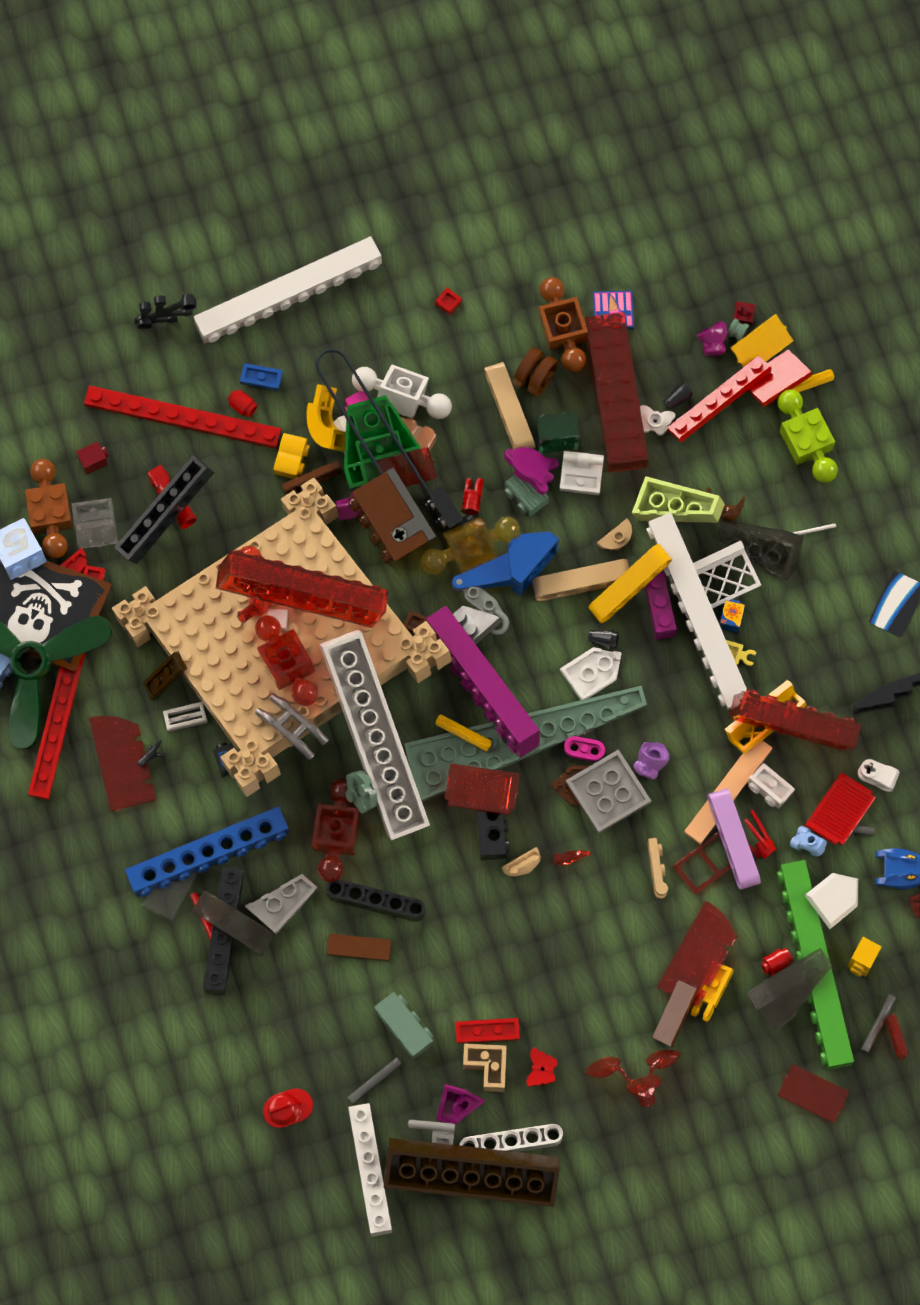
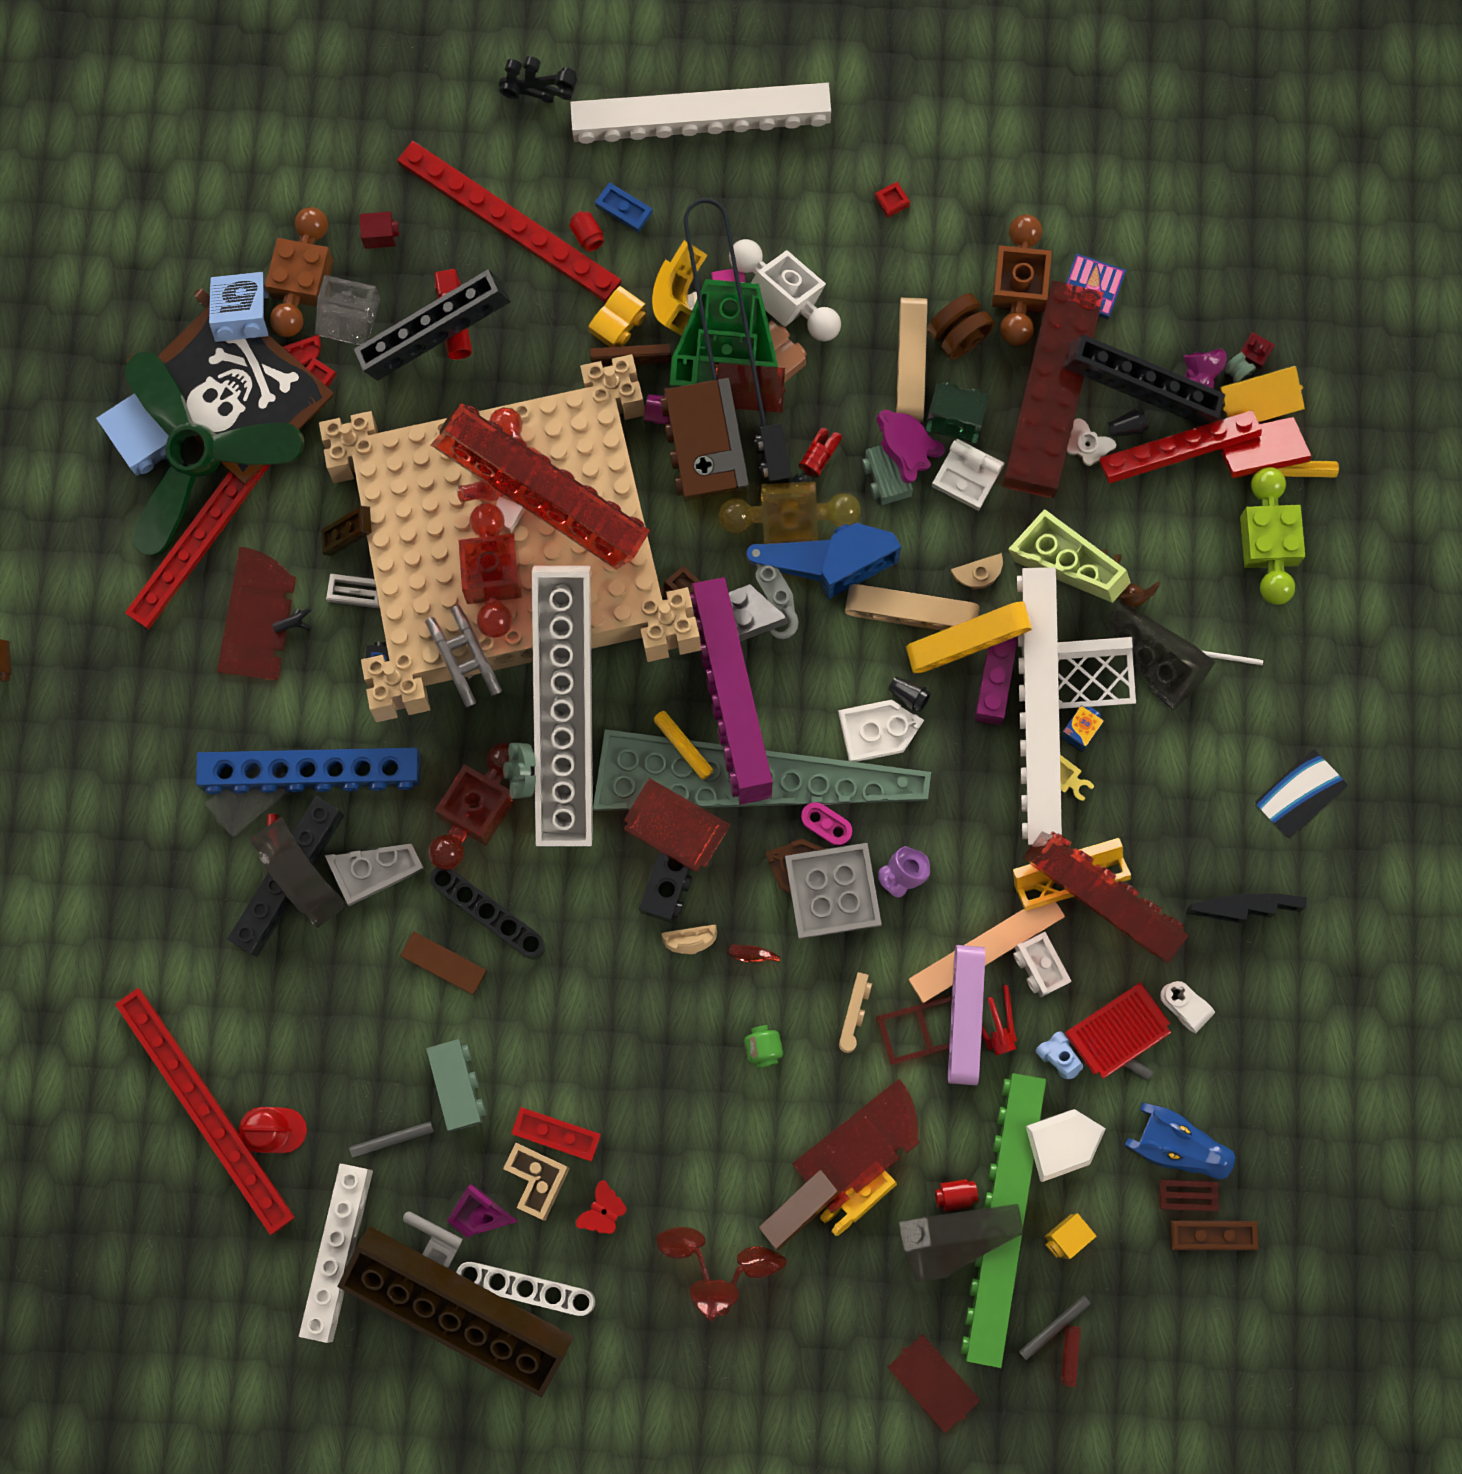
camera: 25 degrees right, 5 degrees up
(235, 1112) = (205, 1111): none -> red plate
(604, 915) = (763, 1047): none -> bright green head
(677, 362) = (1143, 380): none -> black brick

